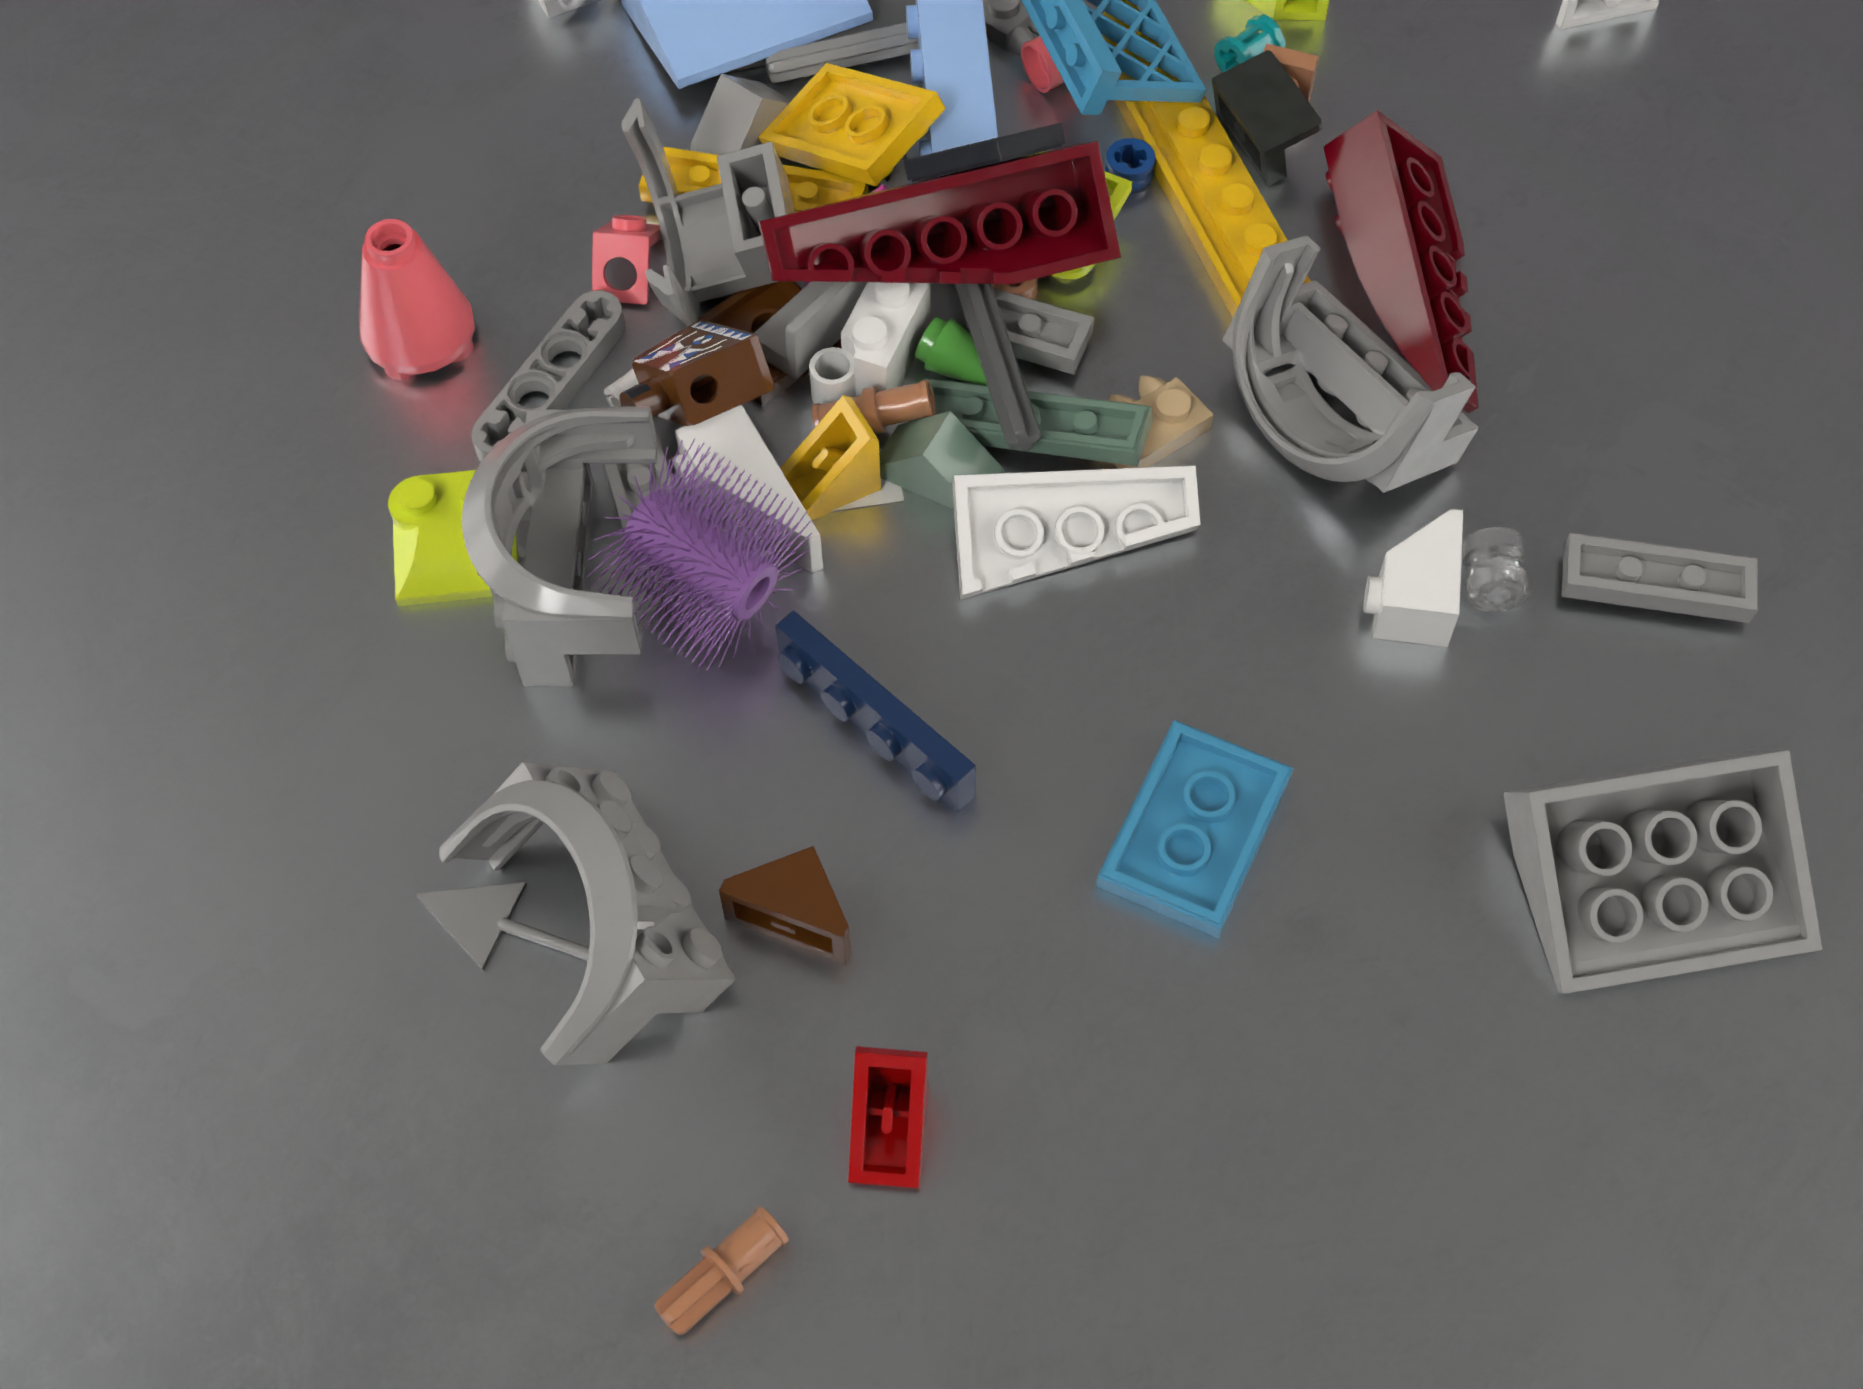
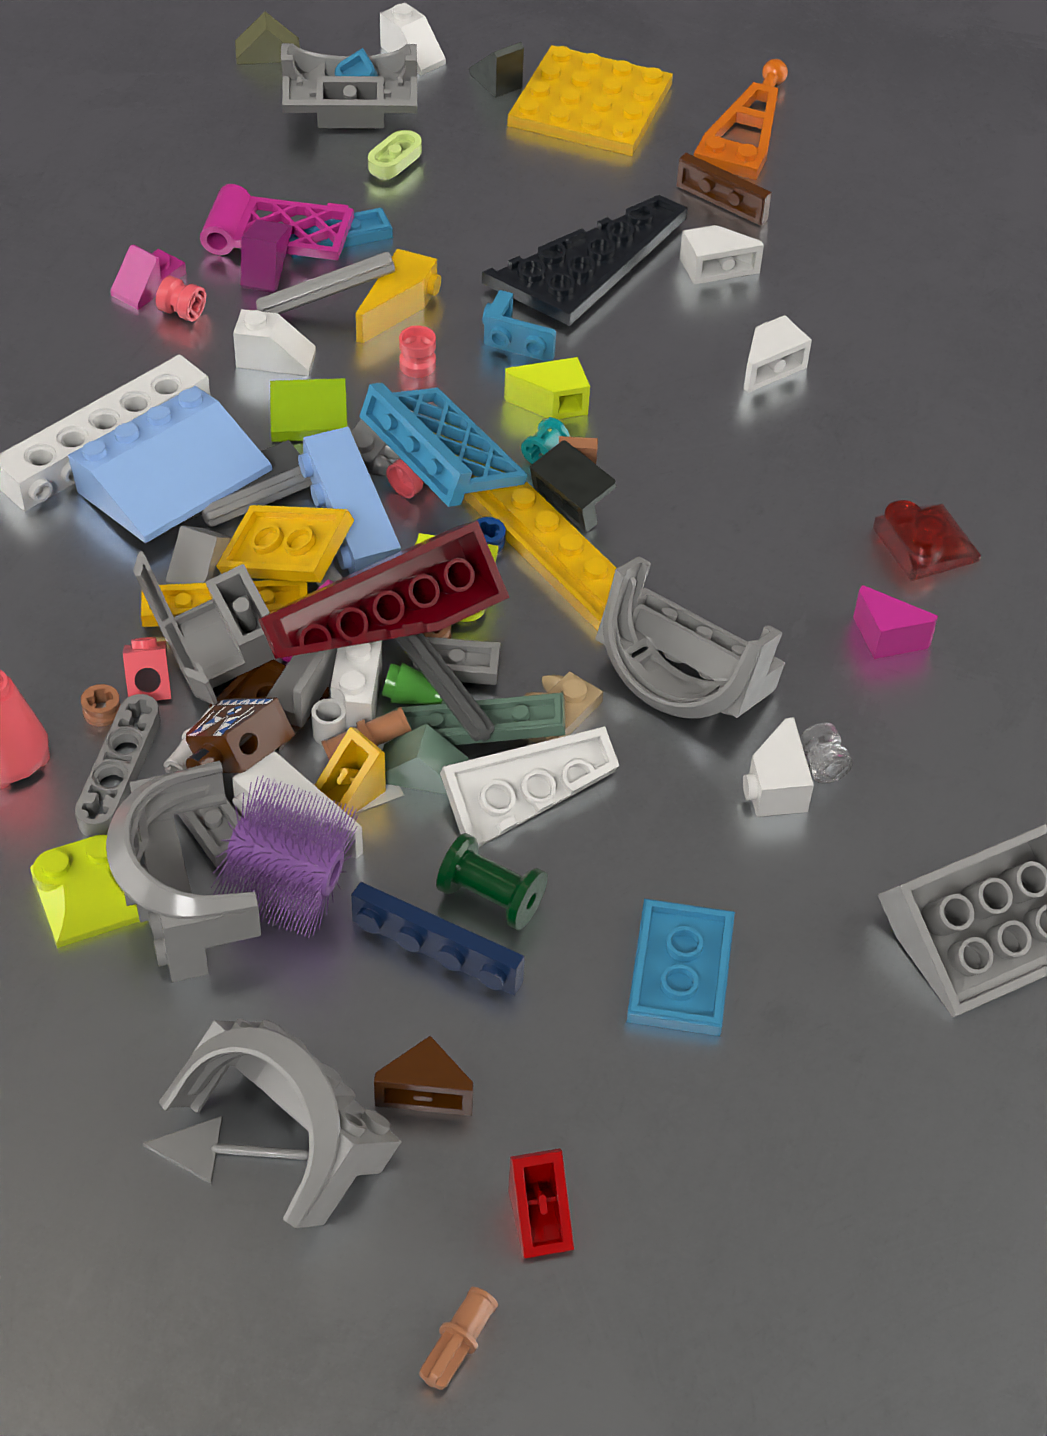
camera: 20 degrees left, 10 degrees down
(540, 290) = (100, 694): none -> nougat bush
(941, 621) = (469, 870): none -> dark green piece
(984, 152) = (397, 543): black tile -> none
(1404, 244) = (693, 550): dark red wedge -> none
(1655, 404) = (892, 625): none -> dark pink slope
(1660, 577) = (931, 735): light grey plate -> none
(1746, 288) = (924, 539): none -> clear red slope

